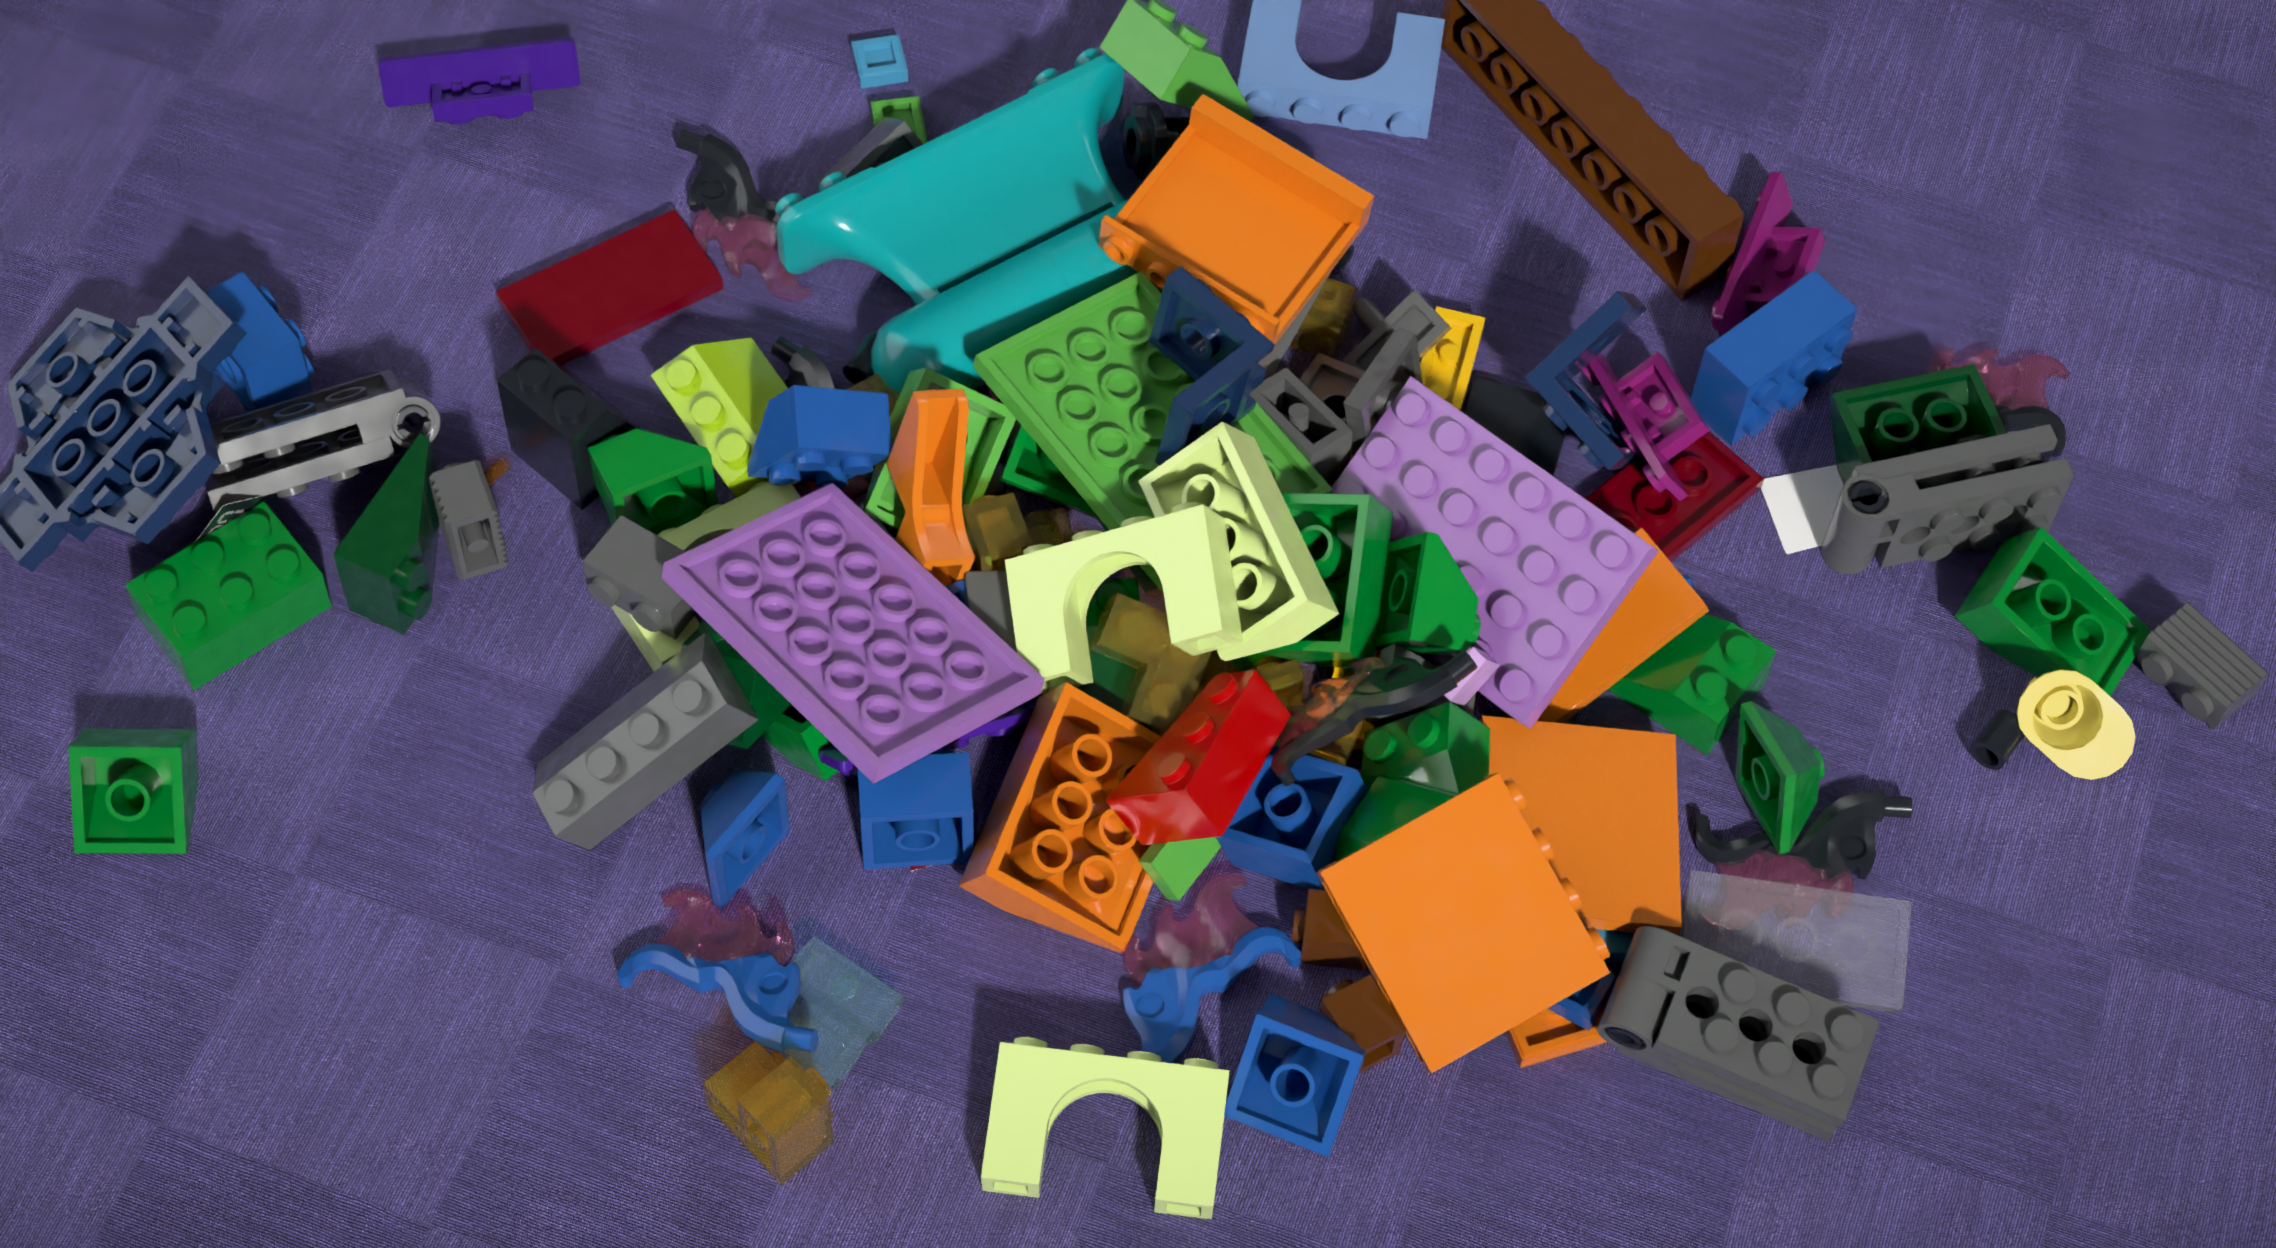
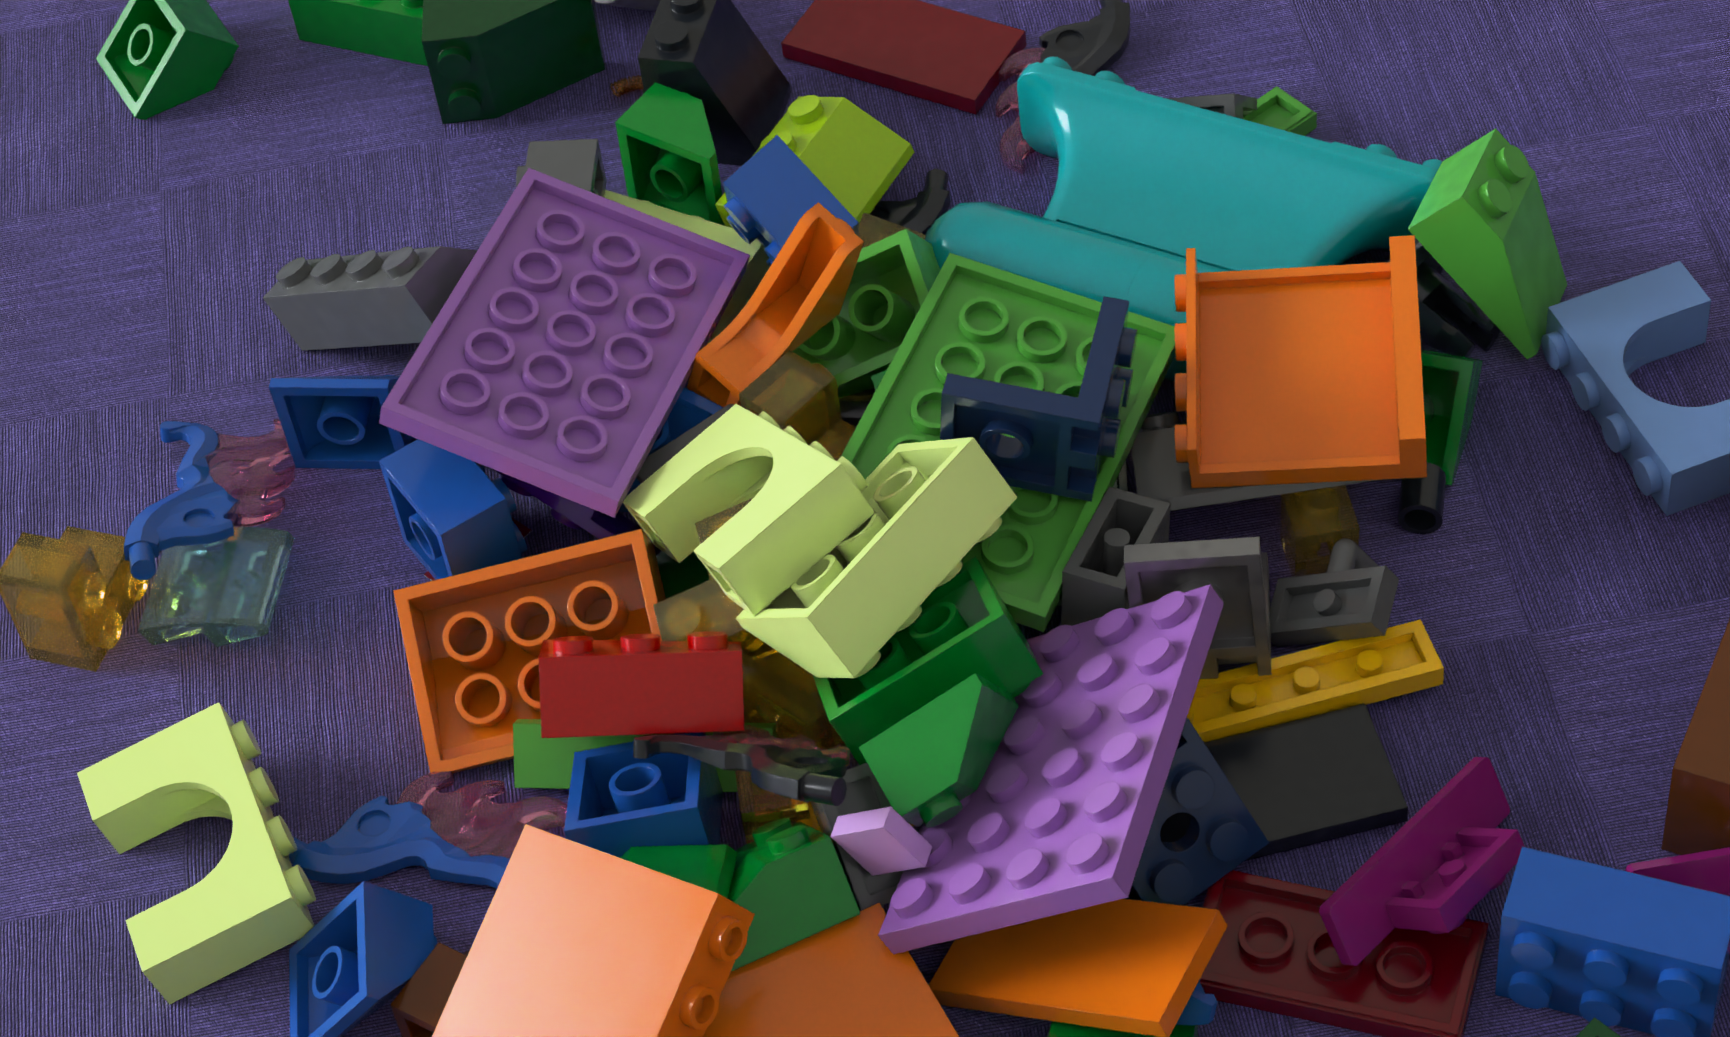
camera: 70 degrees right, 10 degrees down
(469, 519) = (556, 74): dark grey brick -> none
(879, 61) = (1337, 71): dark azure tile -> none
(1565, 399) = (1375, 763): dark blue bracket -> none

